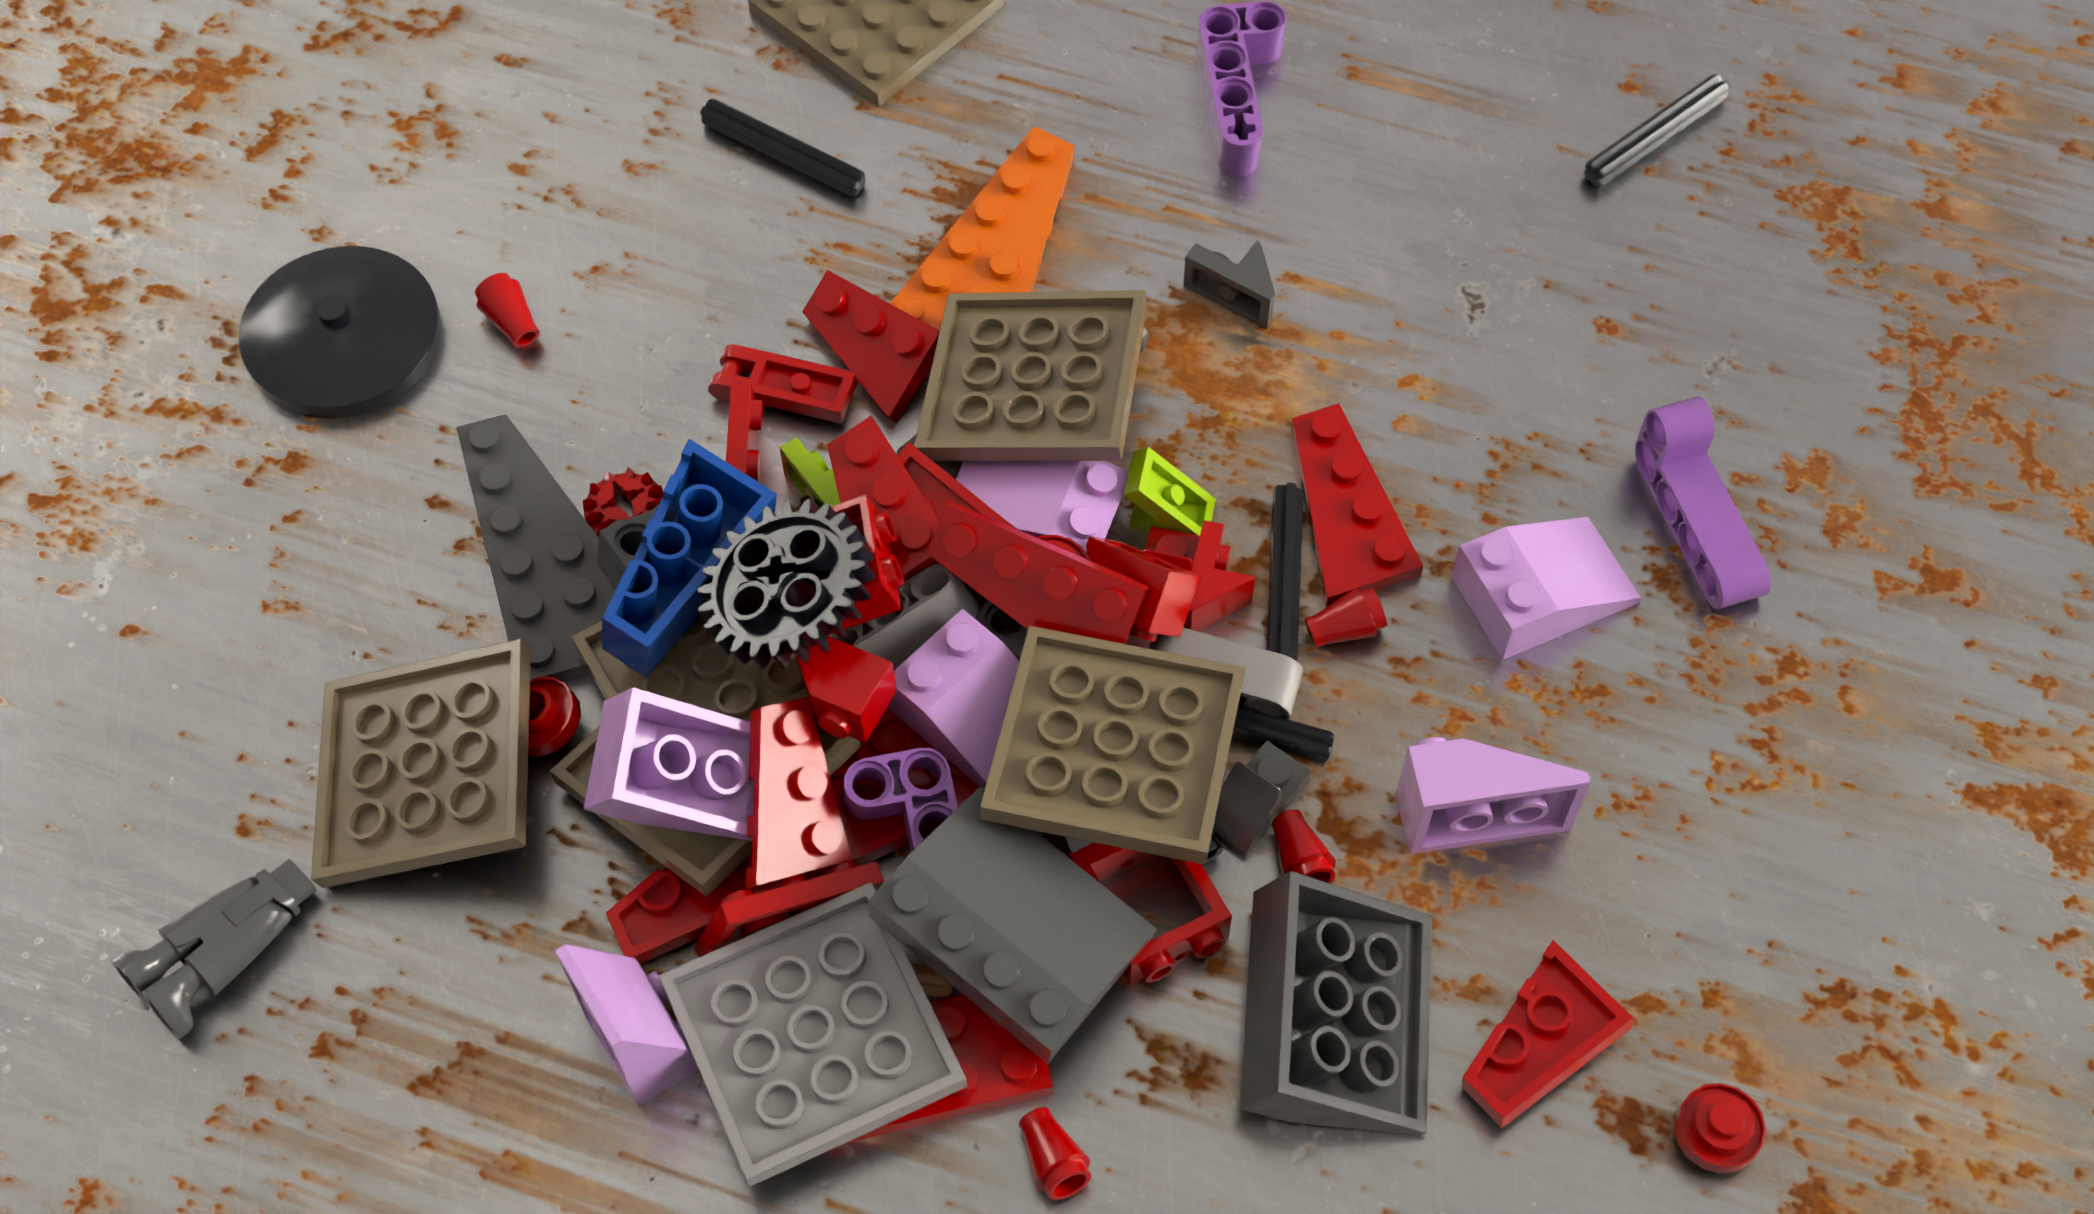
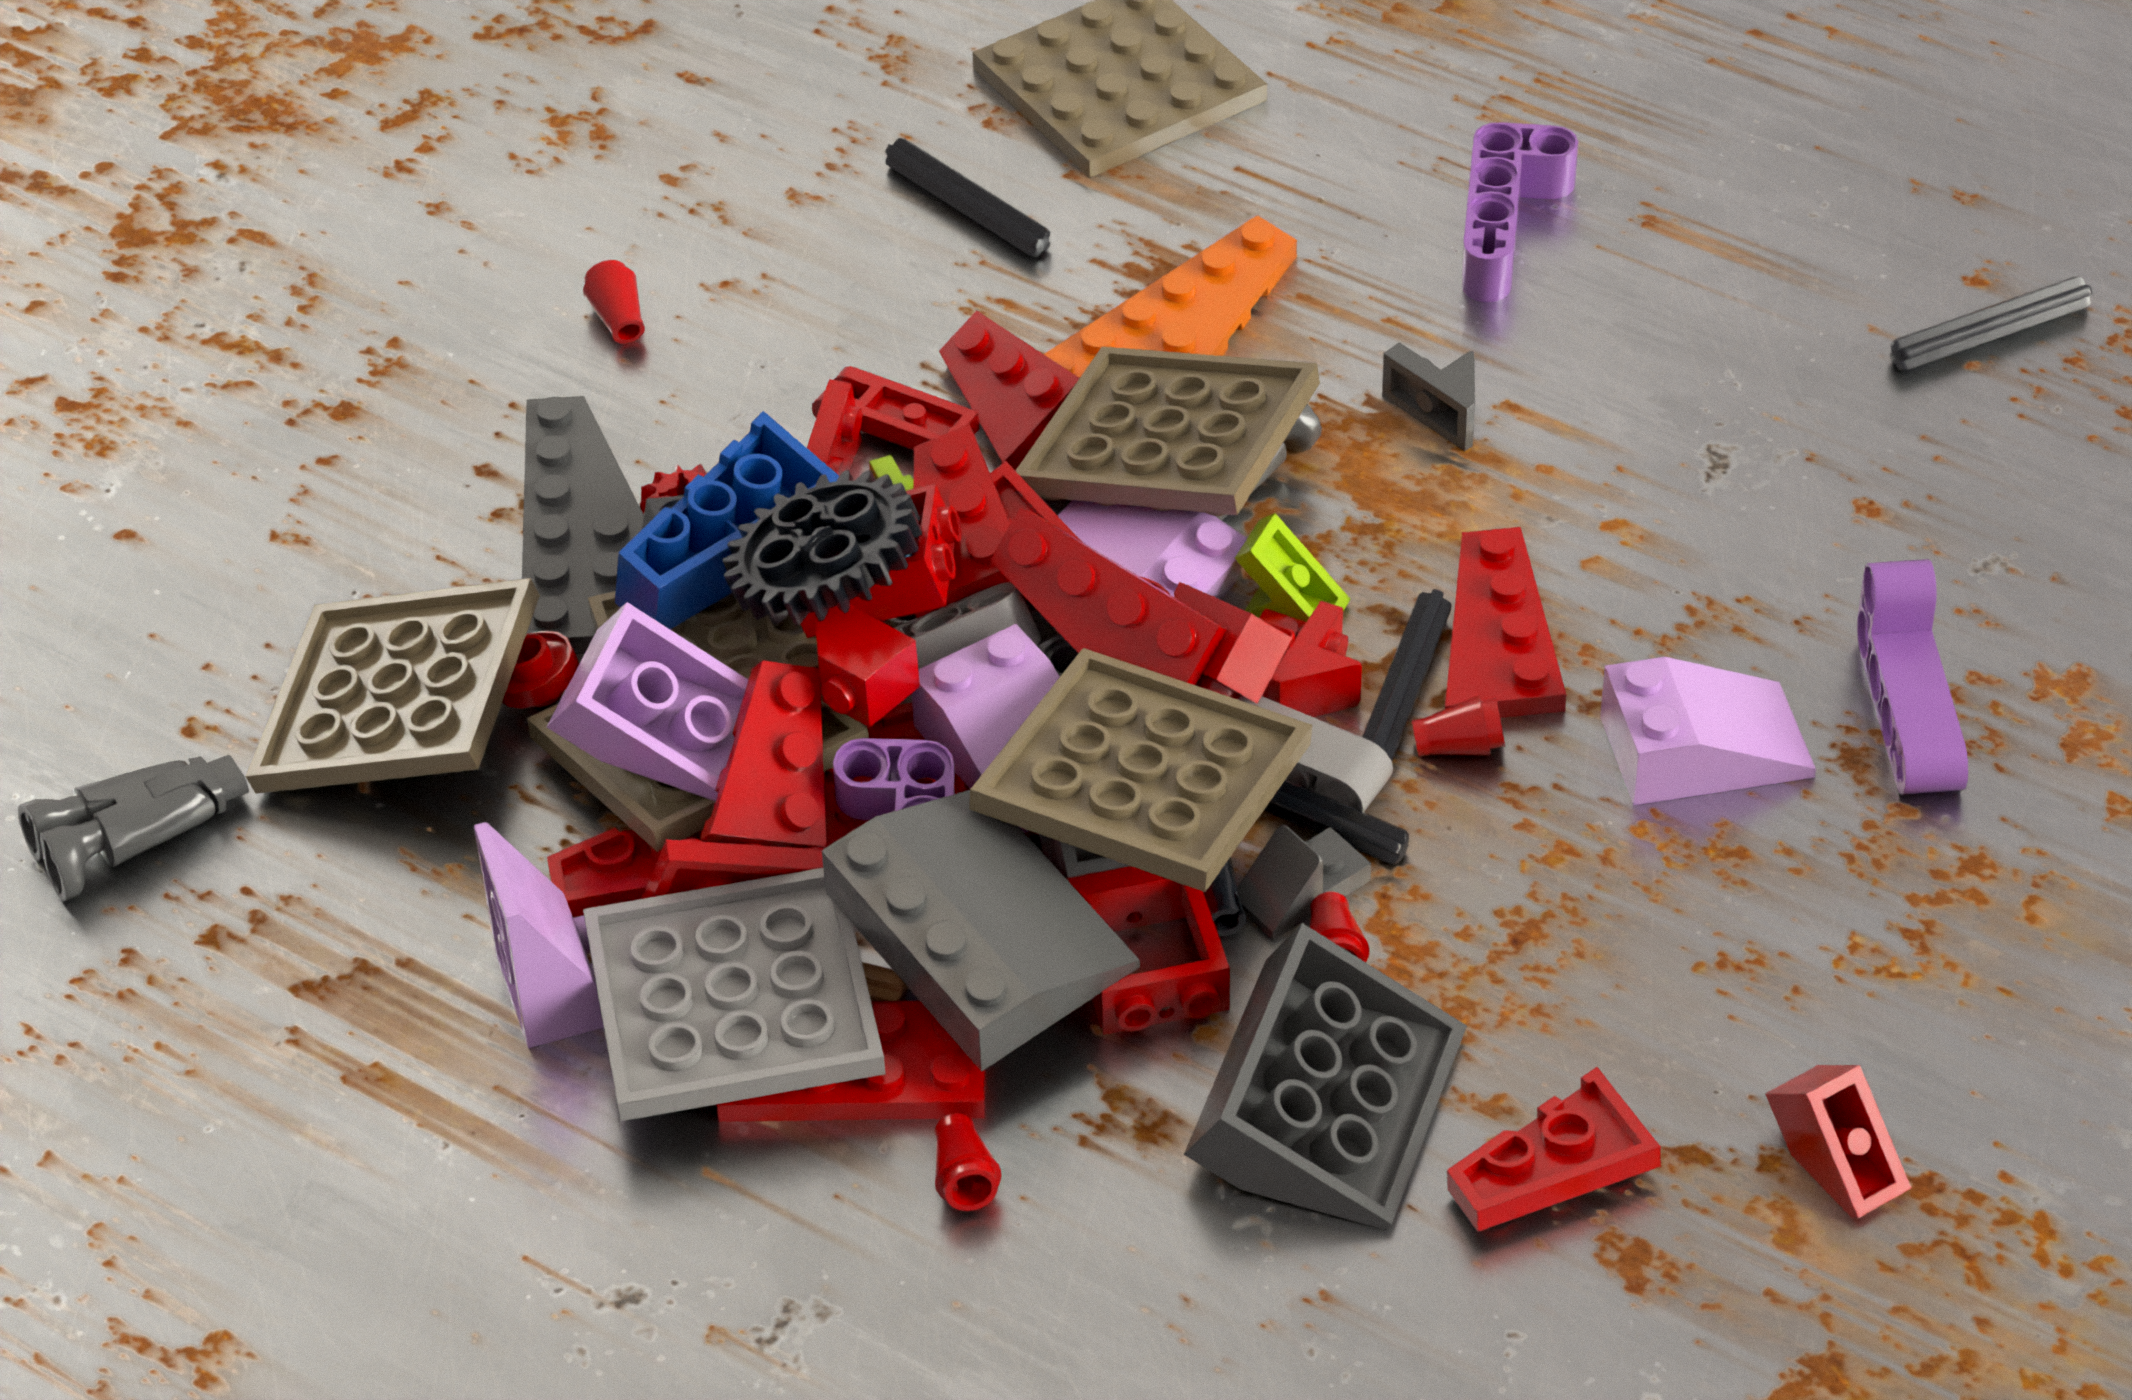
camera: 15 degrees right, 15 degrees down
(340, 332) = (430, 298): black dish -> none
(1482, 794) = (1558, 907): lavender slope -> none
(1720, 1128) = (1730, 1274): red plate -> none
(1768, 970) = (1839, 1136): none -> red slope

